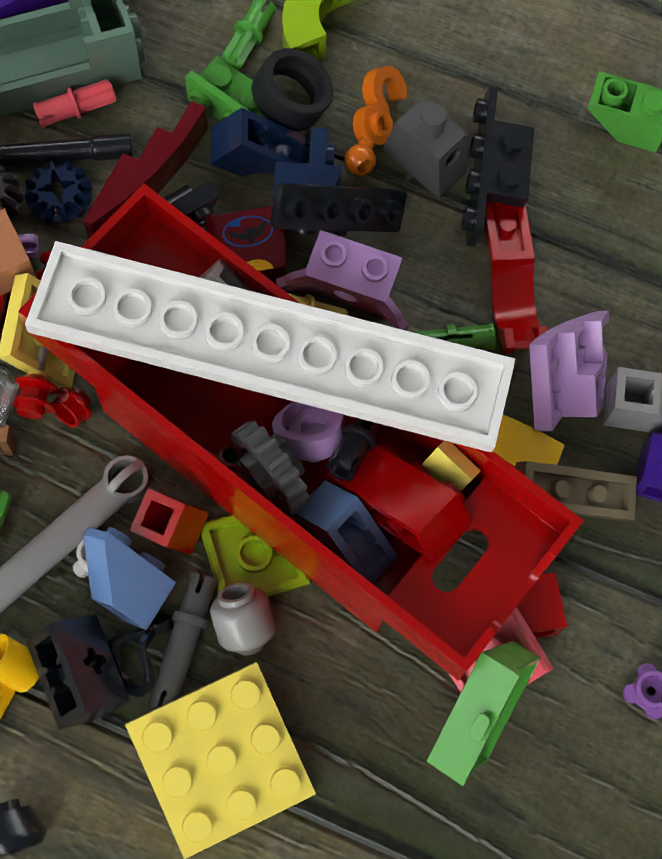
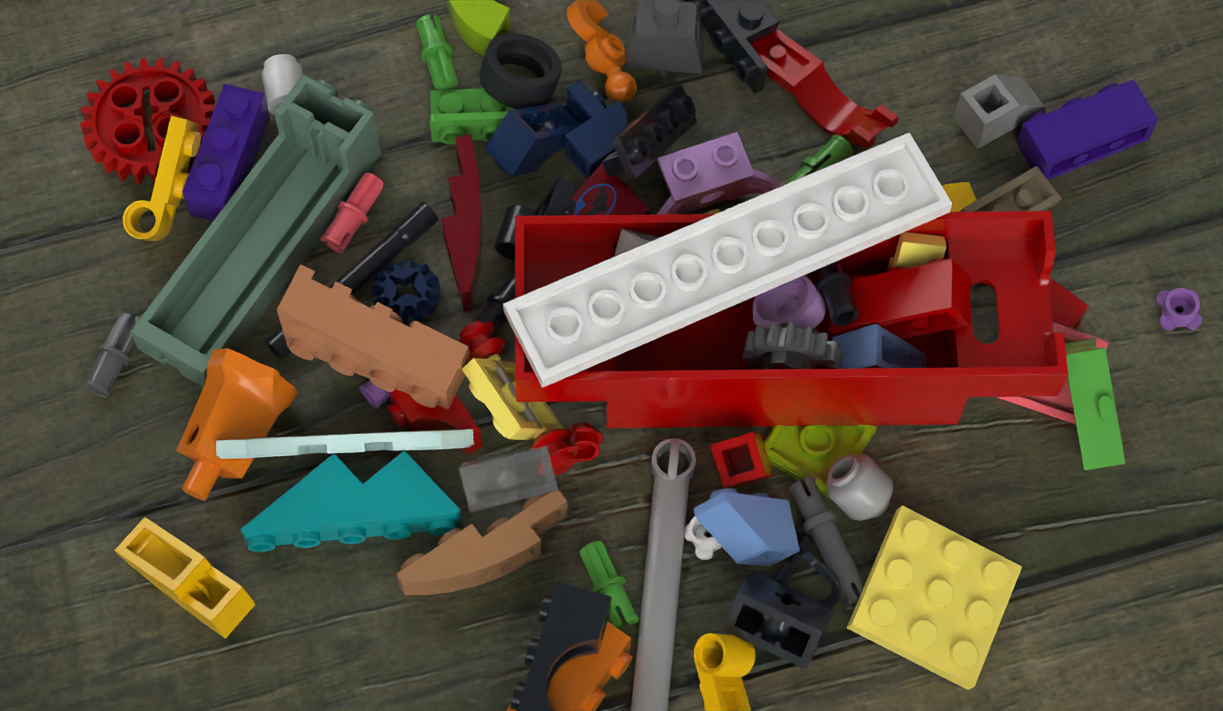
camera: 35 degrees left, 5 degrees down
(569, 370) = (933, 128): lavender slope -> none

